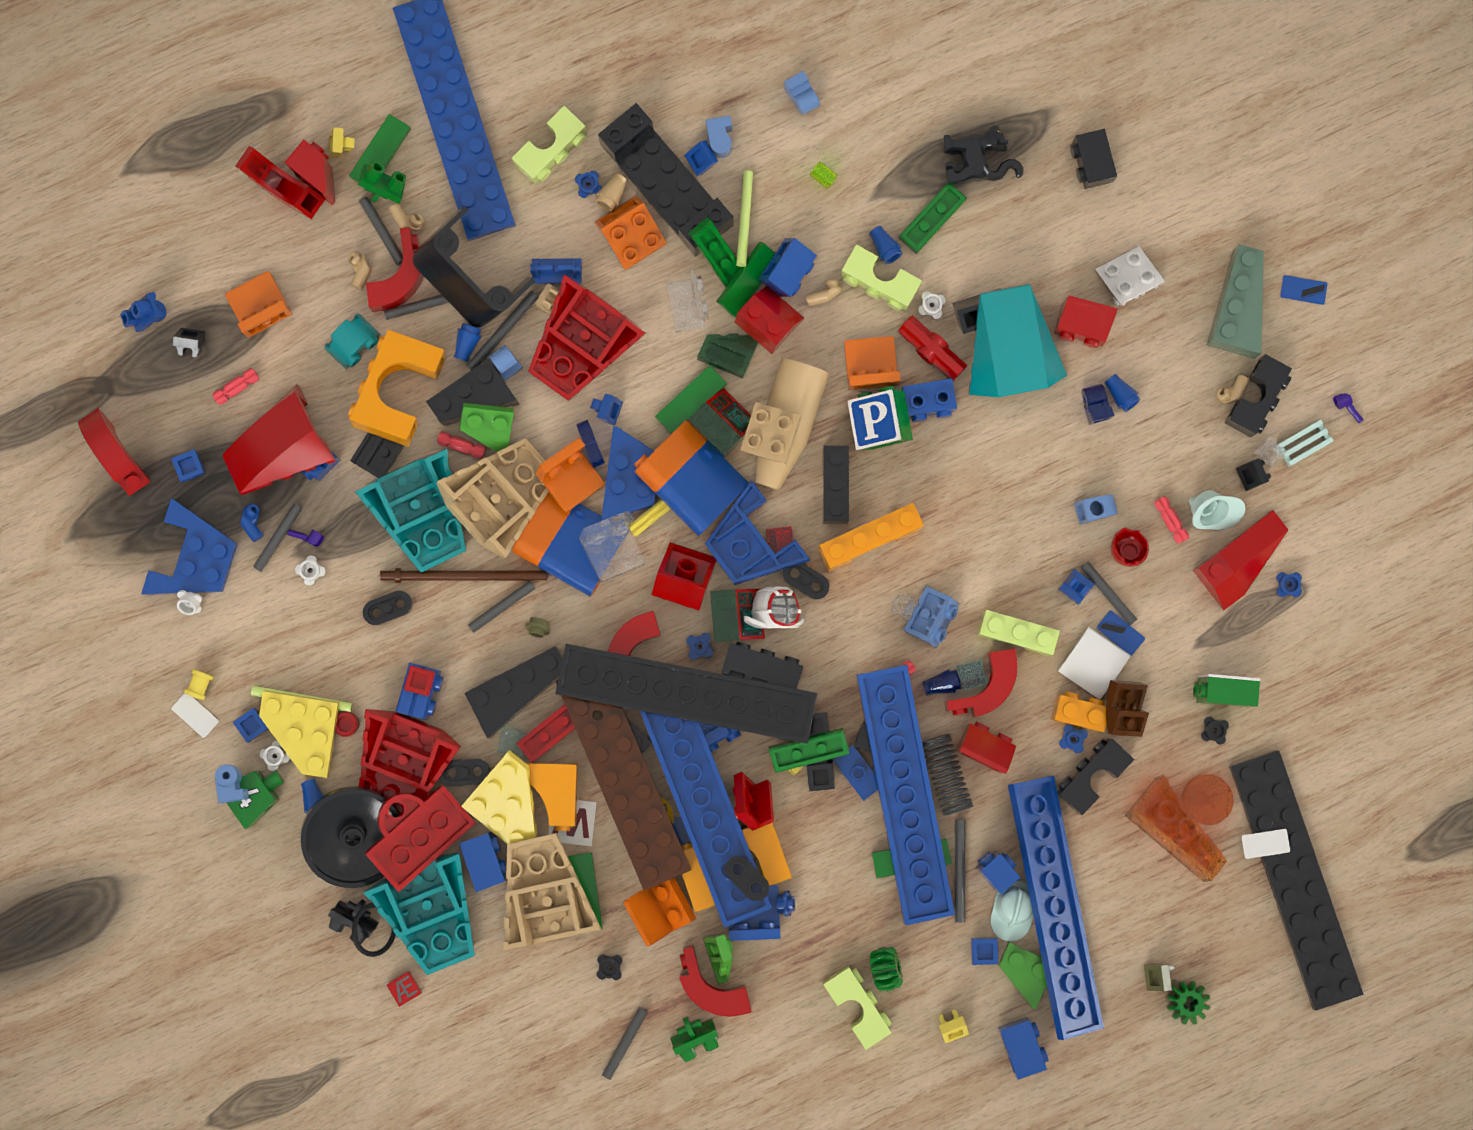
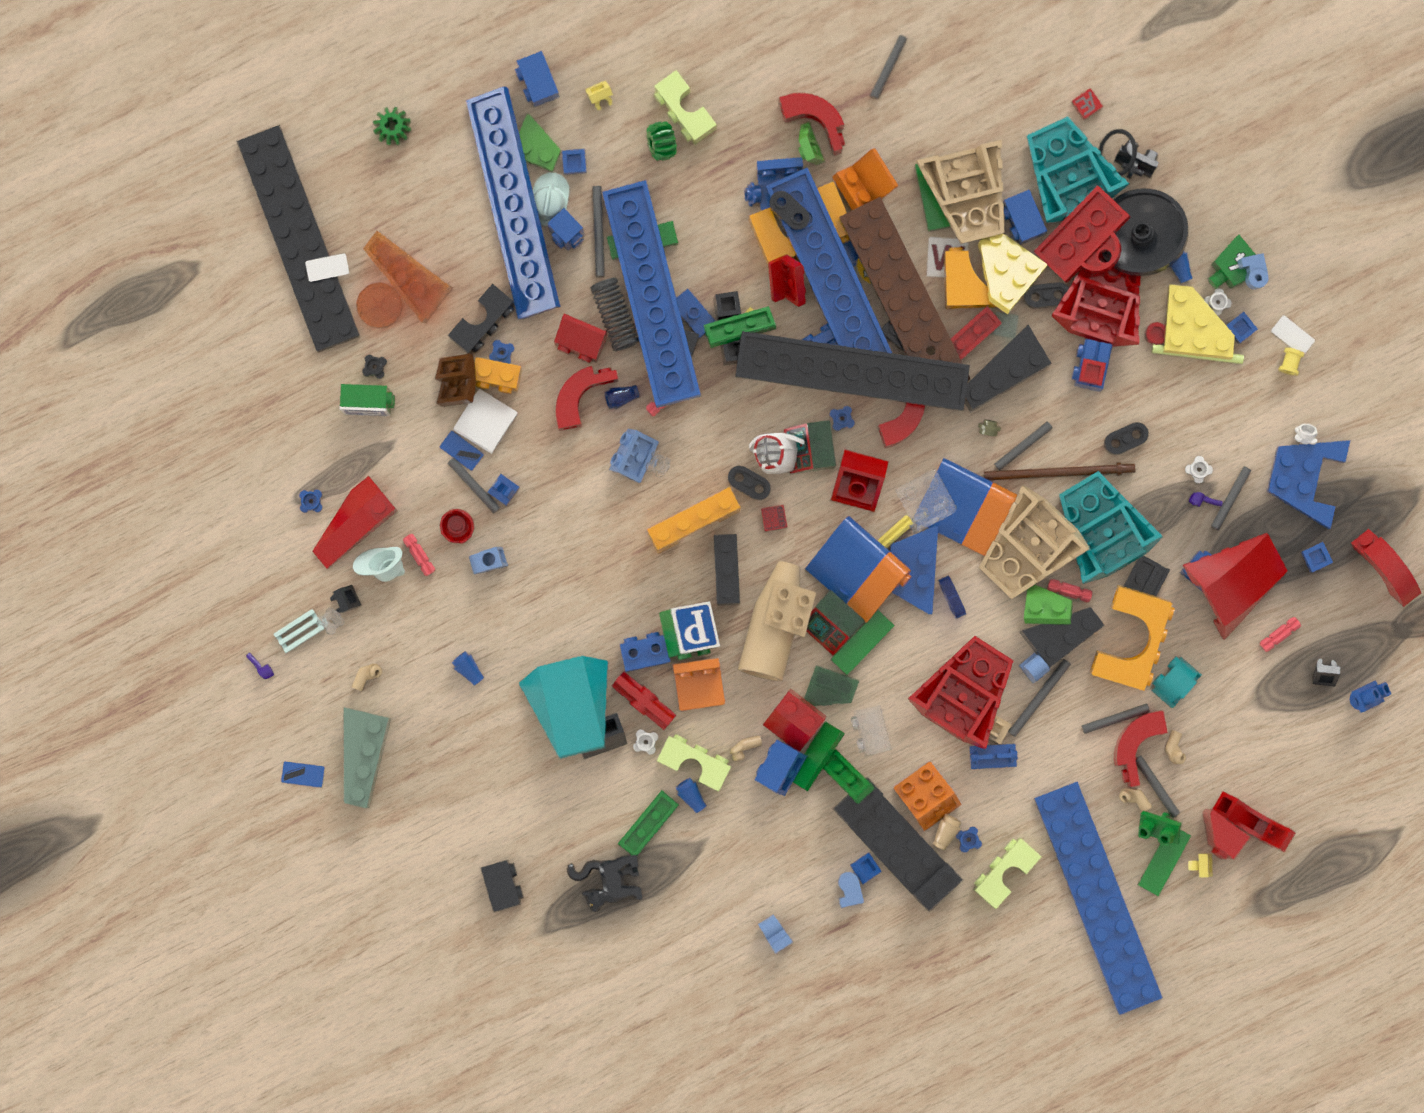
camera: 170 degrees right, 0 degrees up
(249, 522) = (1258, 511): blue arm -> none
(258, 304) = (1265, 711): orange bracket -> none
(434, 263) = (1106, 754): black windscreen -> none
(467, 339) = (1071, 686): blue cone -> none
(569, 476) = (968, 564): orange bracket -> none
(607, 409) = (937, 629): blue tile -> none
(614, 961) = (901, 127): black plate -> none
(692, 1035) = (829, 75): green hips -> none
(742, 548) = (809, 509): blue wing -> none
(744, 218) = (822, 813): yellowish green bar -> none
(761, 666) = (785, 401): black wedge -> none
(823, 175) = (751, 858): clear neon green hinge -> none
(971, 675) = (595, 405): clear light blue tile -> none
(1018, 632) = (556, 443): yellowish green arch -> none
(1084, 321) = (505, 730): red slope -> none
(1096, 404) = (491, 656): clear blue leg -> none
(1129, 276) = (464, 777): white hinge -> none
(1158, 977) = (419, 146): olive tile -> none
(1270, 377) = (331, 687): black arch -> none

